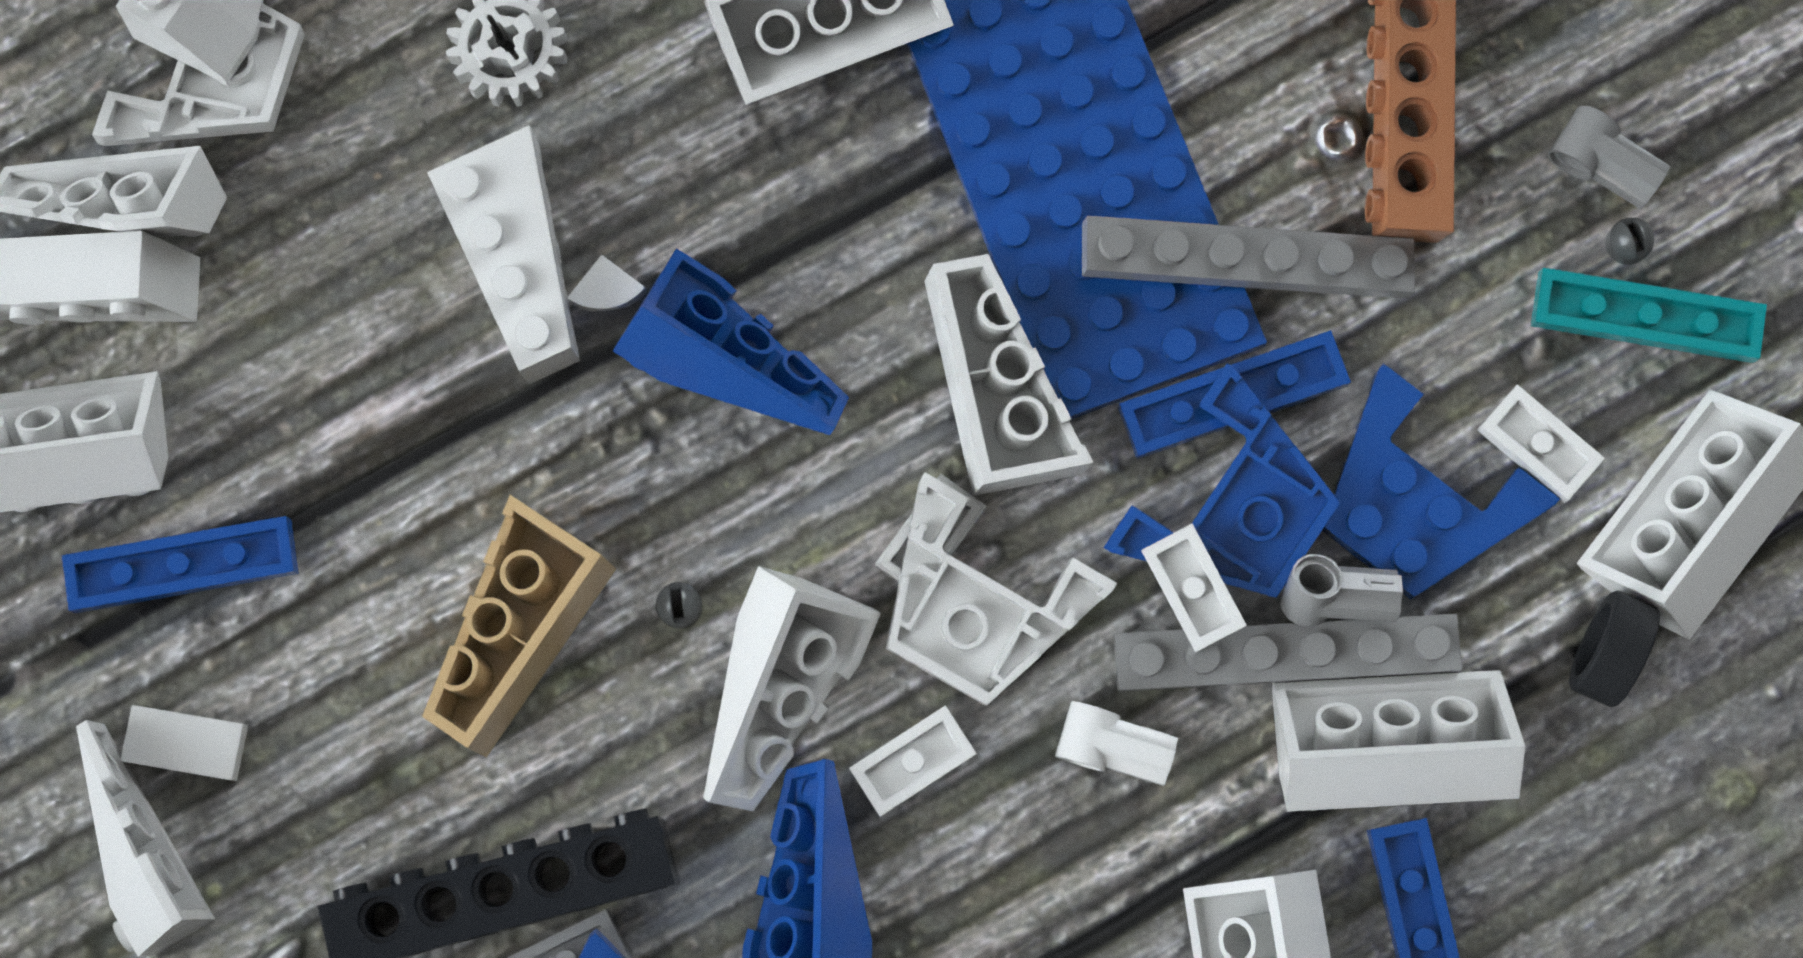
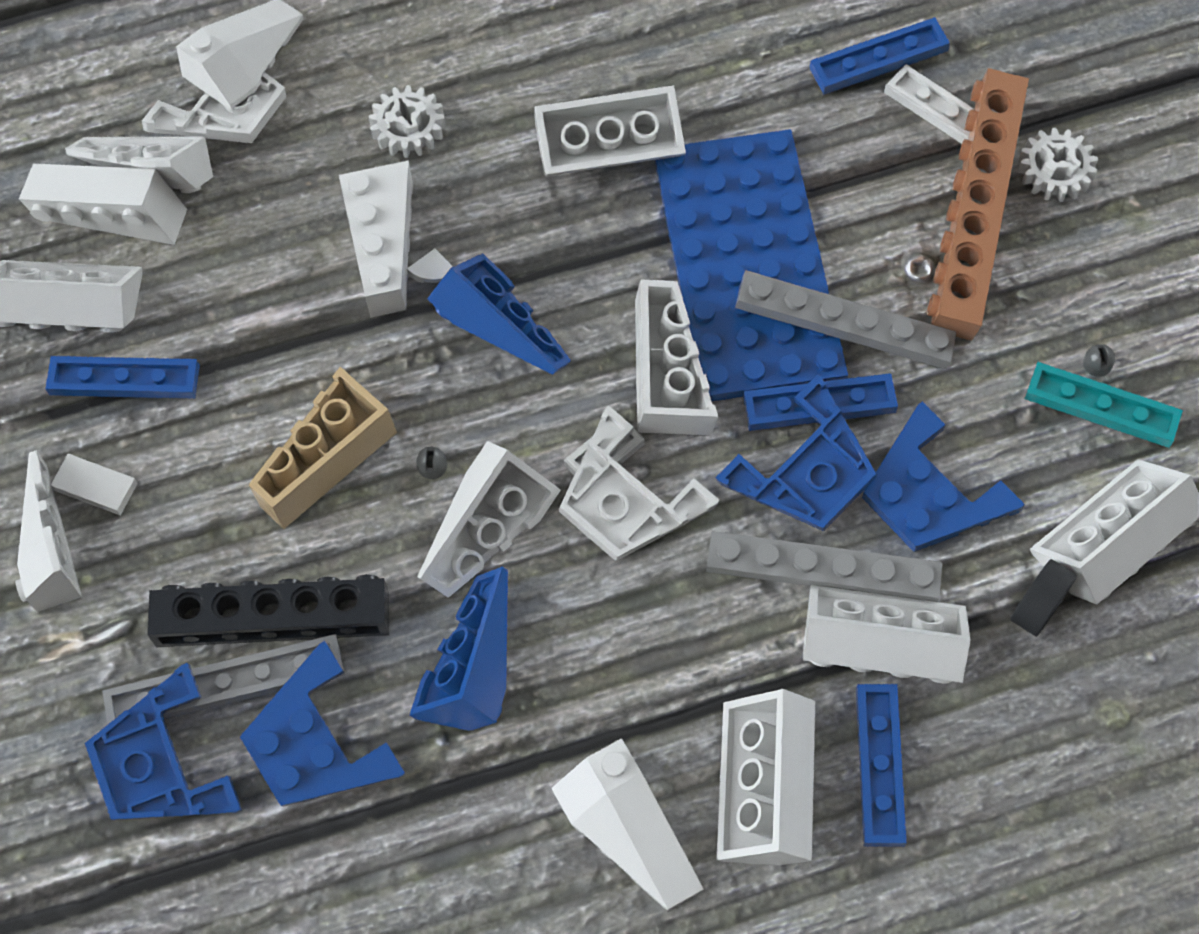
camera: 10 degrees right, 15 degrees down
(913, 761) = (560, 584): white plate -> none
(1102, 741) = (688, 594): white piece -> none
(1194, 588) = (768, 507): white plate -> none
(1342, 592) = (853, 526): light grey piece -> none
(1540, 443) = (1017, 468): white plate -> none
(1595, 149) = (1085, 299): light grey piece -> none

